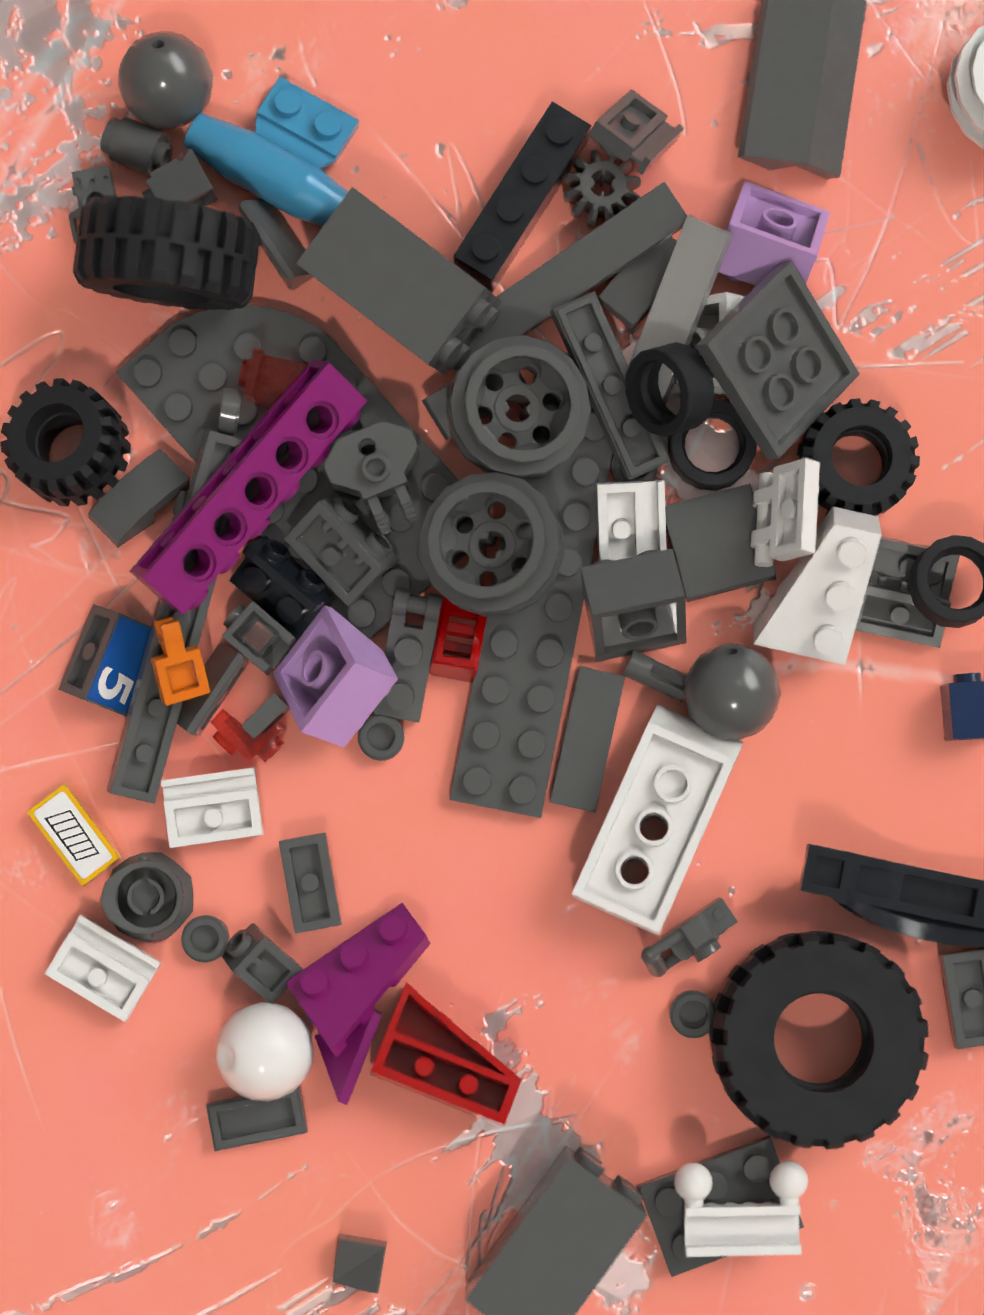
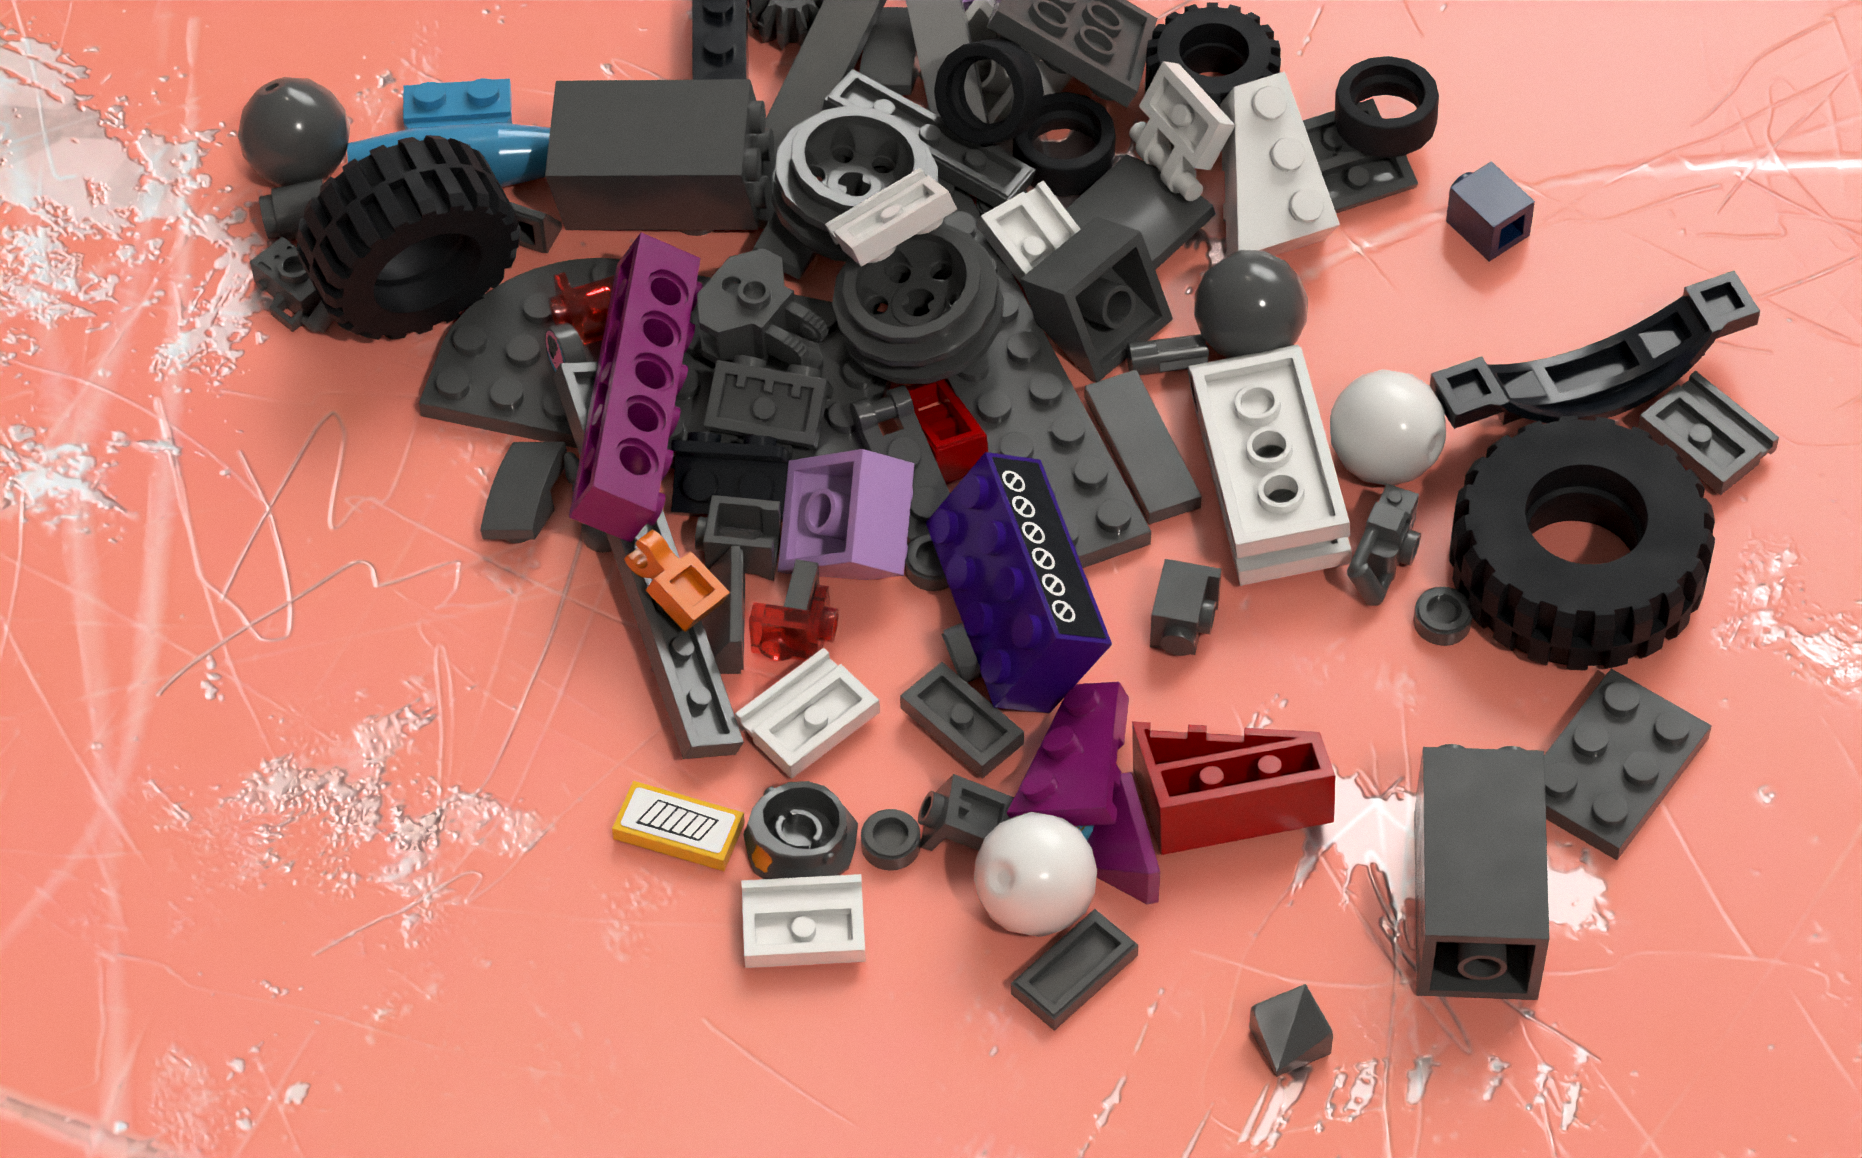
camera: 30 degrees left, 30 degrees down
(40, 421) = (419, 506): black tyre -> none
(107, 660) = (595, 646): panel -> none
(343, 833) = (961, 653): none -> dark grey tile
(406, 819) = (1018, 583): none -> dark purple brick
(500, 484) = (891, 217): none -> white plate
(515, 899) = (1184, 606): none -> dark grey brick
(744, 1227) = (1645, 740): white gear -> none
(755, 855) = (1387, 427): none -> white piece

